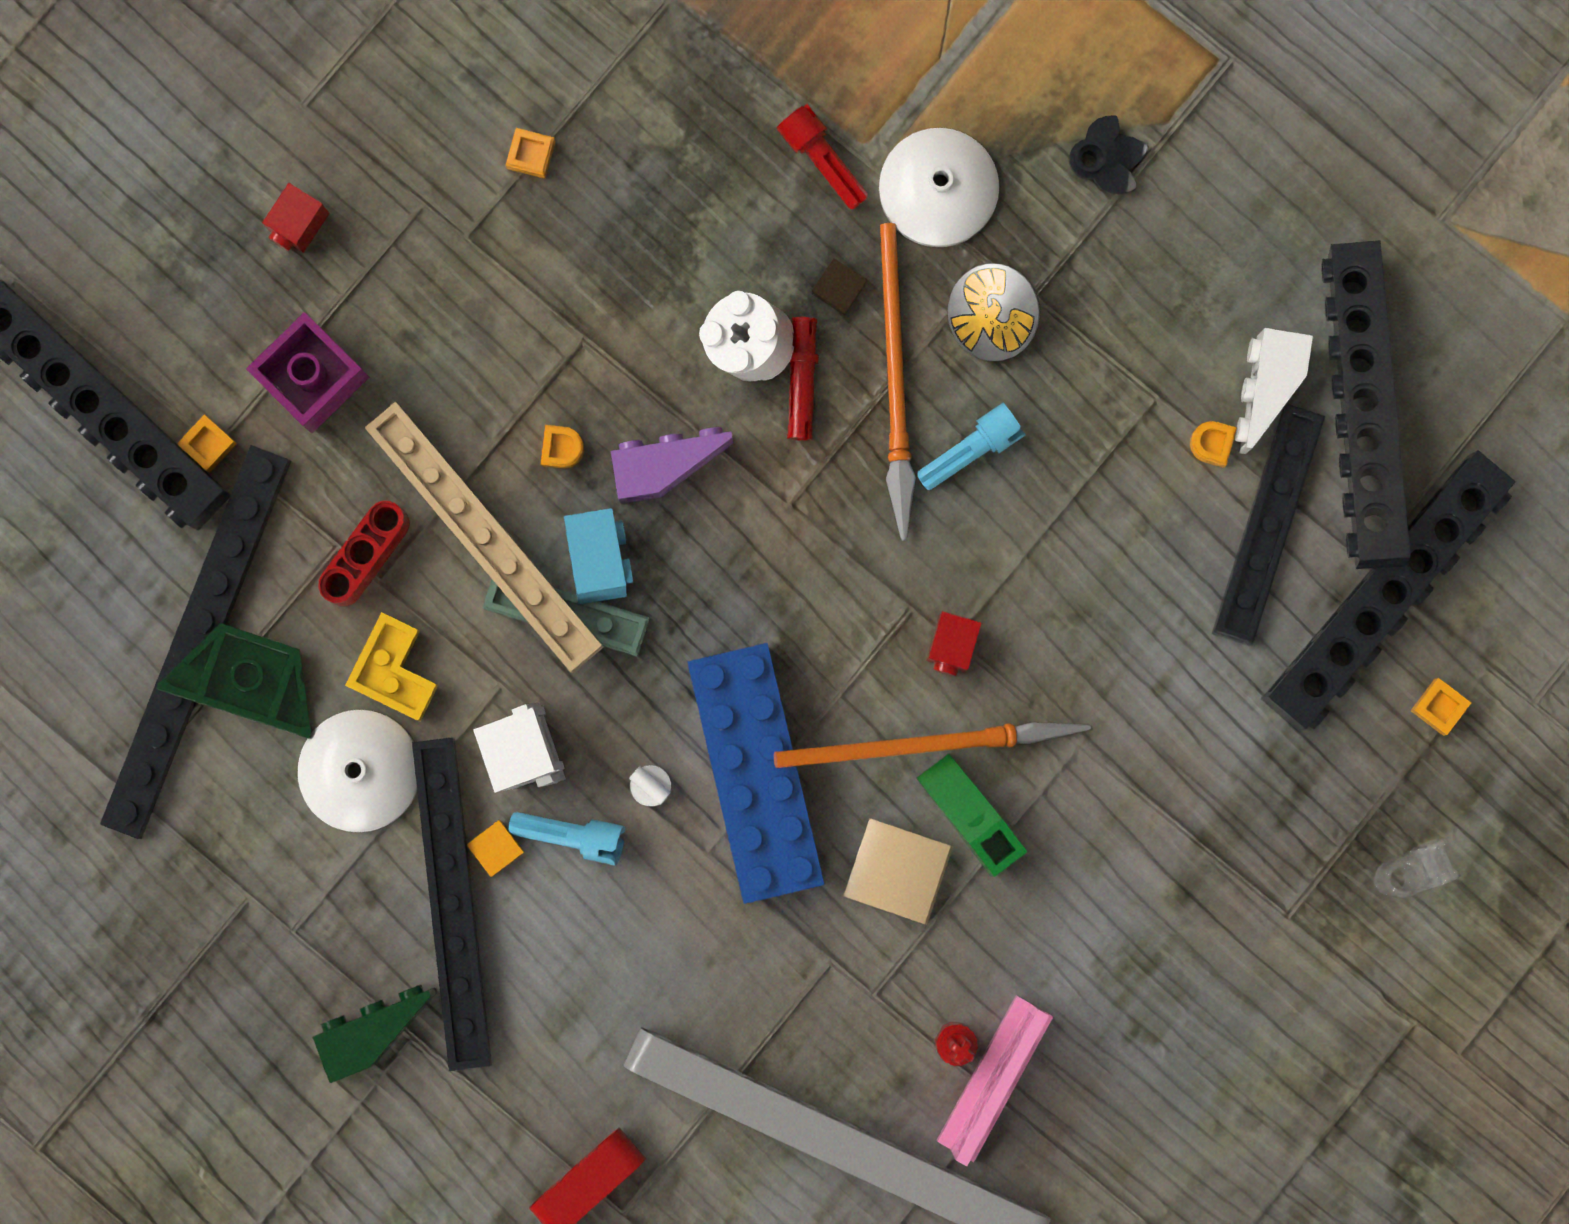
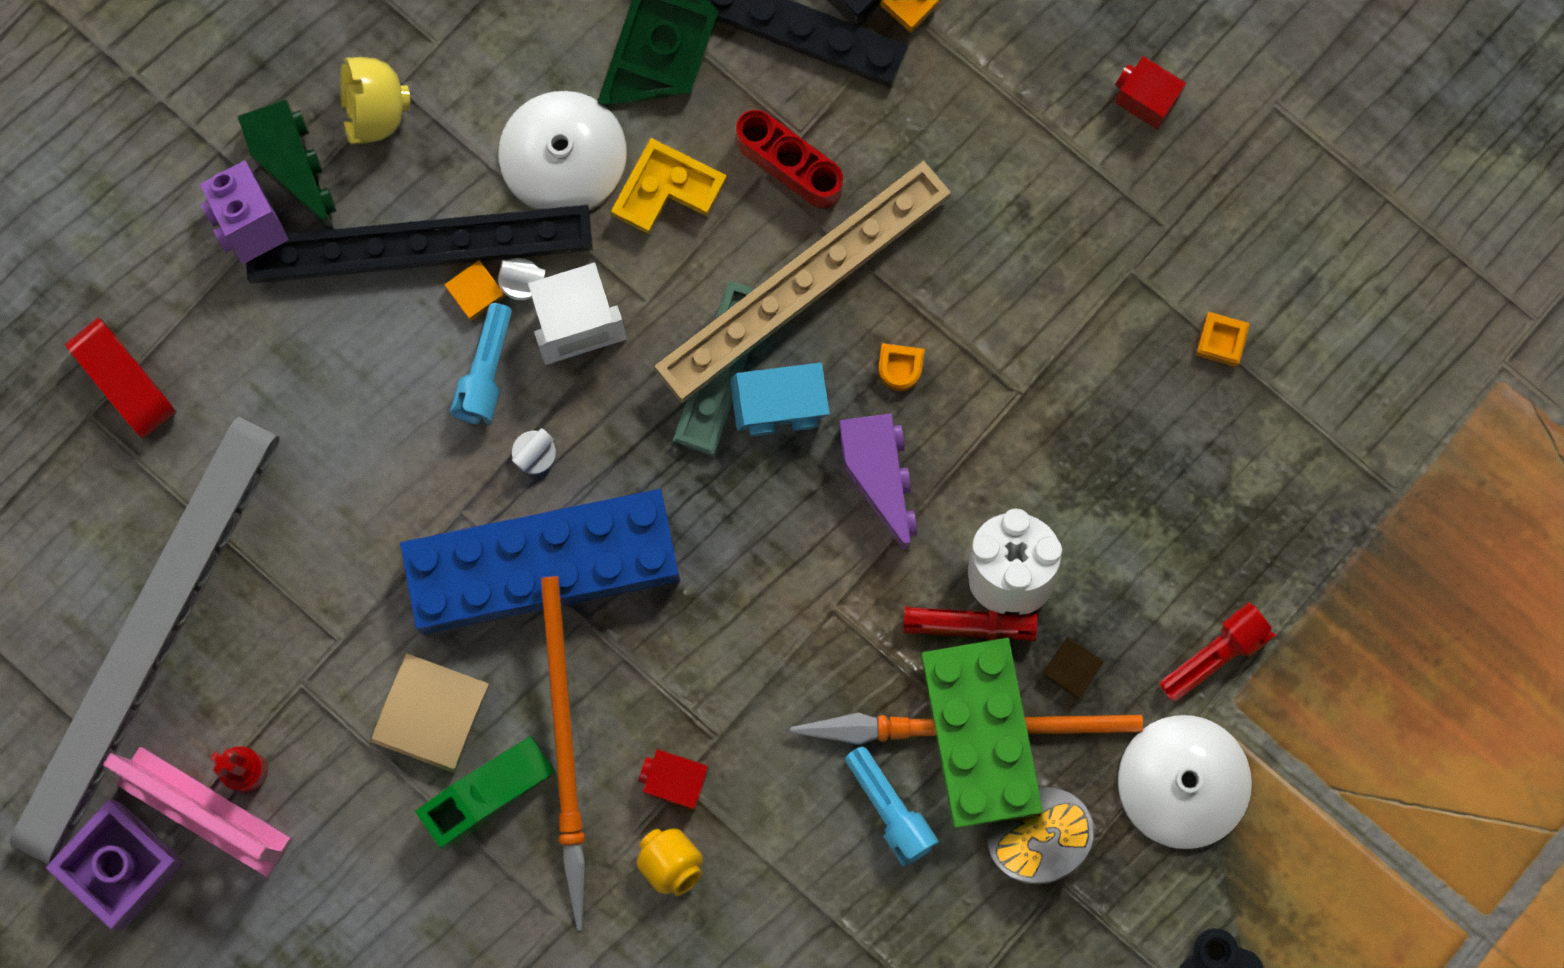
camera: 90 degrees right, 5 degrees down
(307, 373) = (982, 101): magenta brick -> none
(311, 954) = (371, 99): none -> light yellow cylinder
(425, 1072) = (242, 212): none -> medium lavender brick
(484, 805) = (516, 275): none -> white plate
(903, 365) = (981, 733): none -> bright green plate
(1027, 645) = (669, 861): none -> yellow head
(1050, 1155) = (115, 865): none -> medium lavender brick

